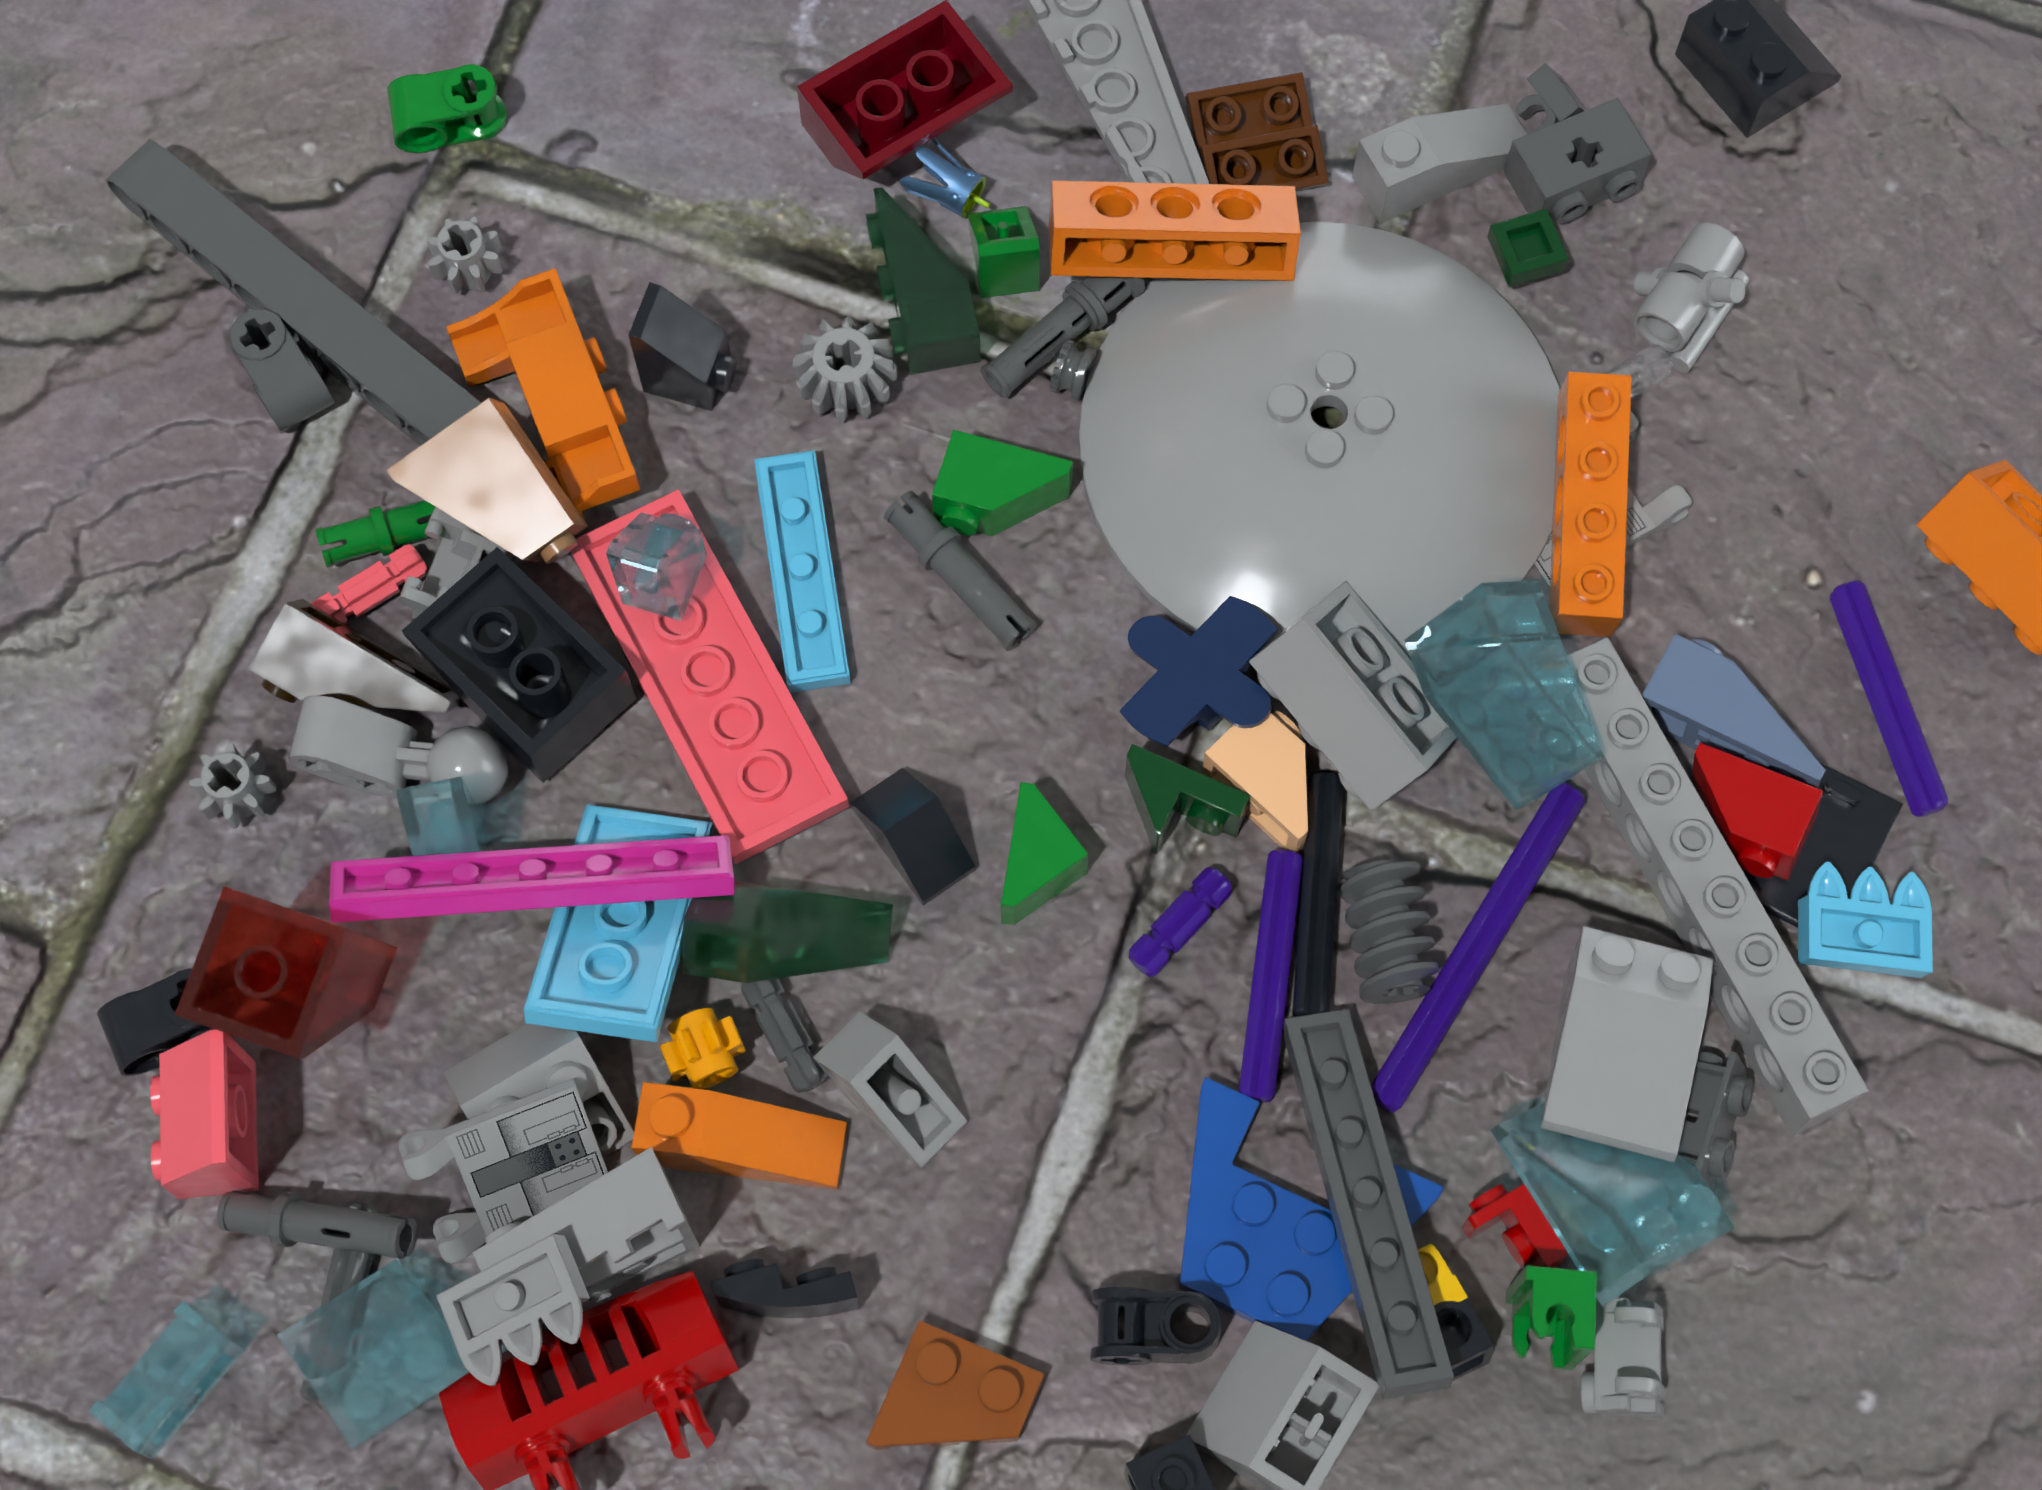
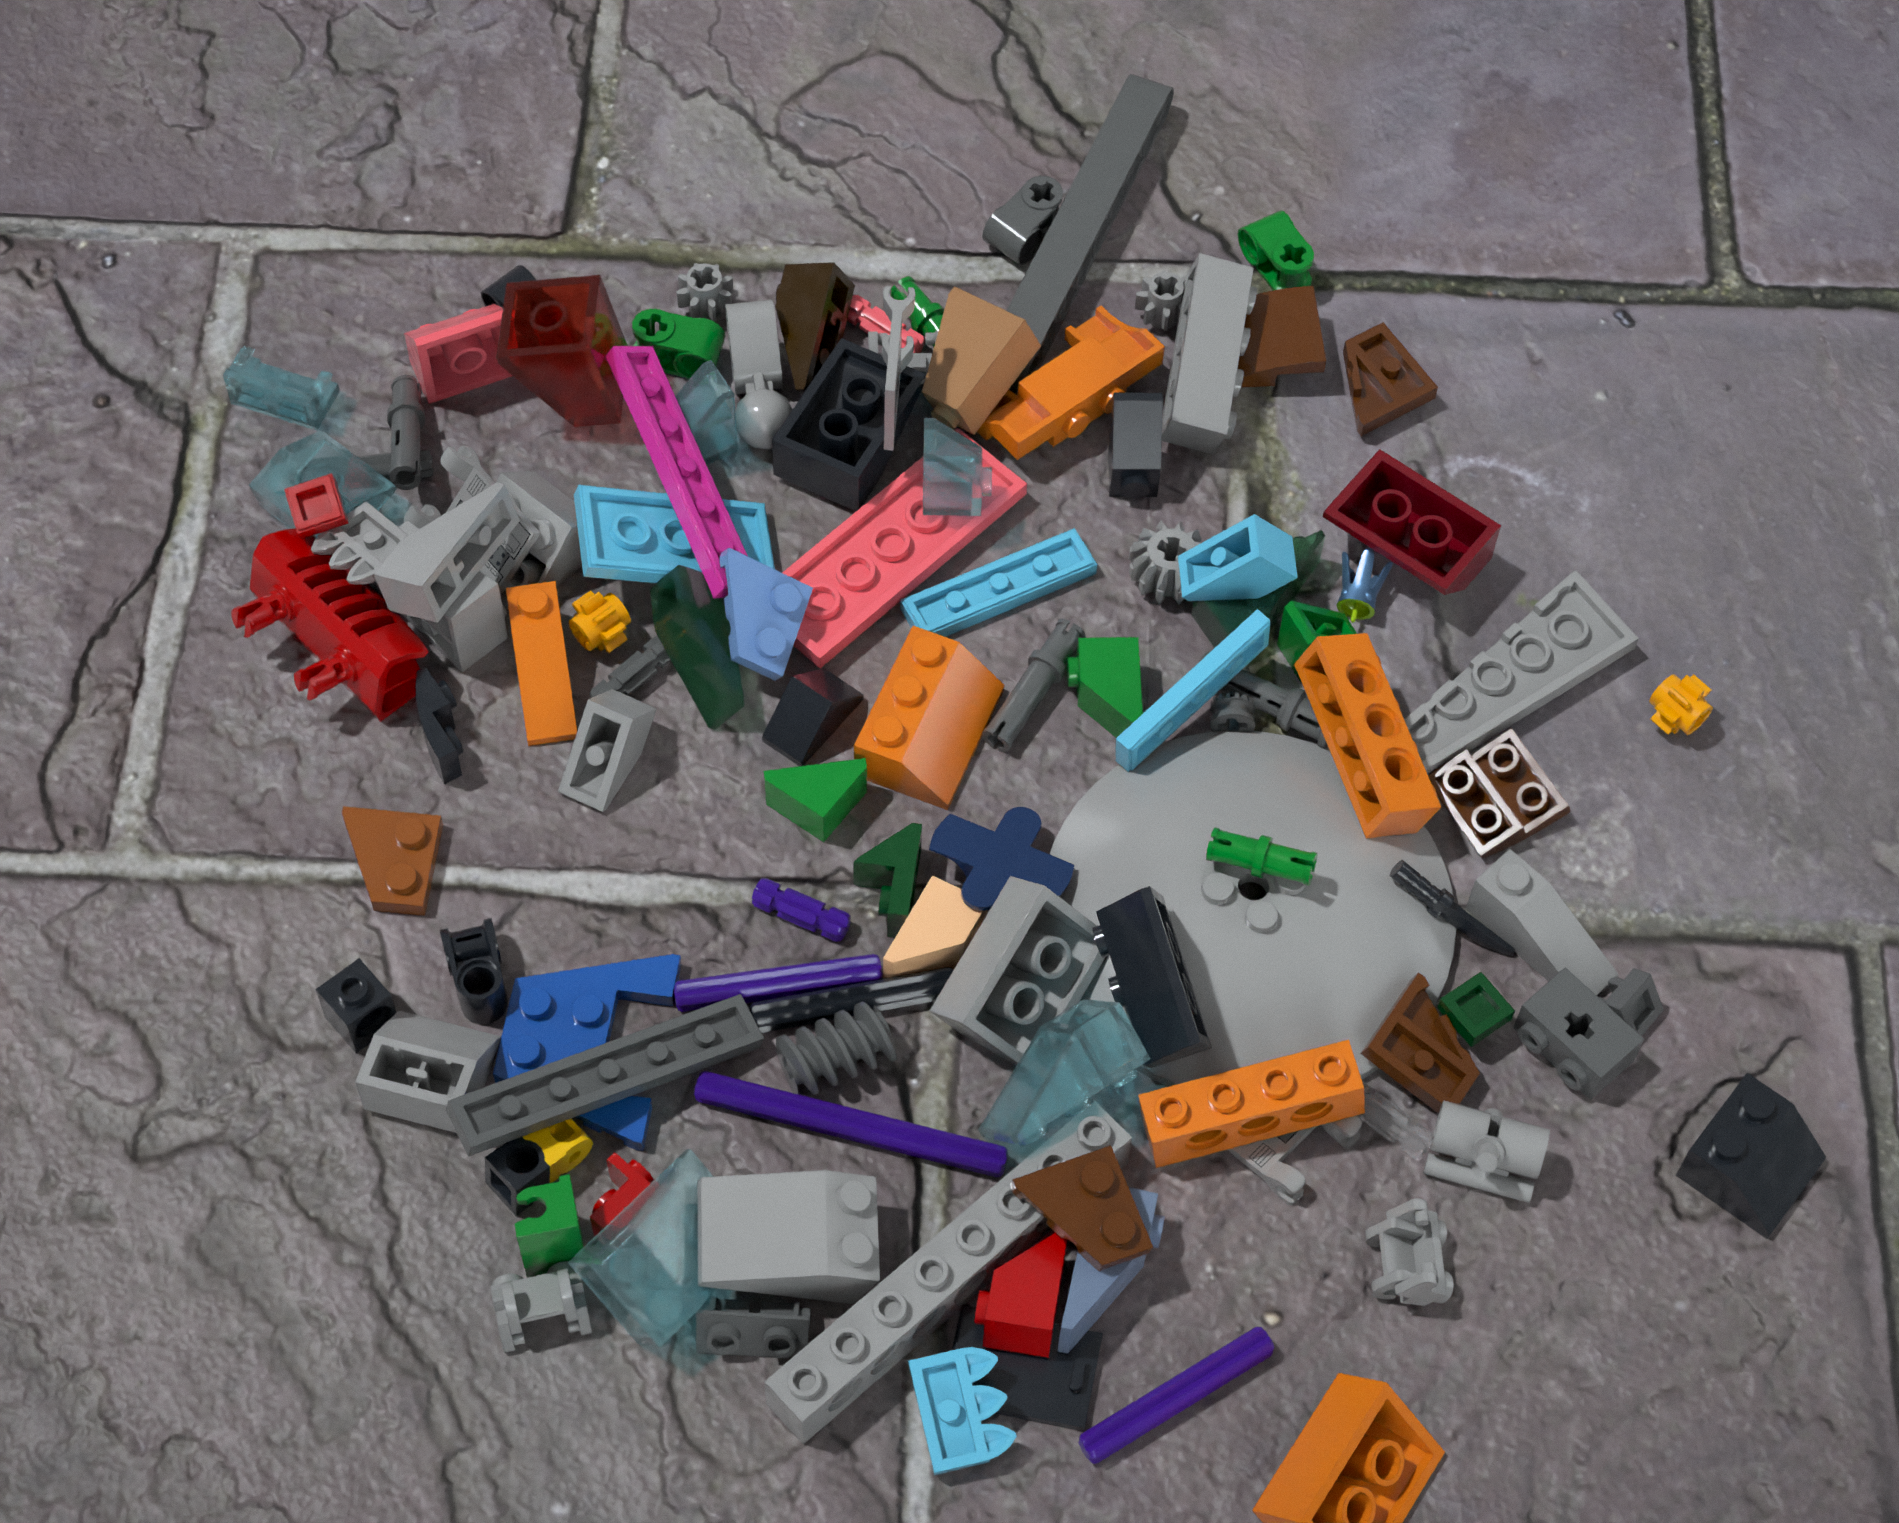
camera: 70 degrees right, 10 degrees down
(304, 838) = (681, 341): none -> green piece
(430, 1361) = (316, 506): none -> red tile
(506, 567) = (895, 357): none -> light grey flag
(567, 156) = (1282, 337): none -> reddish brown slope
(572, 223) = (1208, 353): none -> light grey brick
(590, 1208) = (444, 556): none -> light grey slope
(666, 62) = (1383, 378): none -> reddish brown wing
(779, 842) = (762, 613): none -> medium blue wing
(906, 286) = (1238, 563): none -> medium azure slope
(968, 704) = (928, 718): none -> orange slope
(1049, 392) = (1192, 691): none -> medium azure tile
(1314, 383) = (1261, 856): none -> green pin
(1392, 233) = (1441, 903): none -> black piece
(1430, 545) = (1151, 976): none -> black slope
(1556, 318) = (1422, 1049): none -> reddish brown wing
(1692, 704) = (1089, 1206): none -> reddish brown wing
(1795, 412) = (1411, 1255): none -> light grey piece

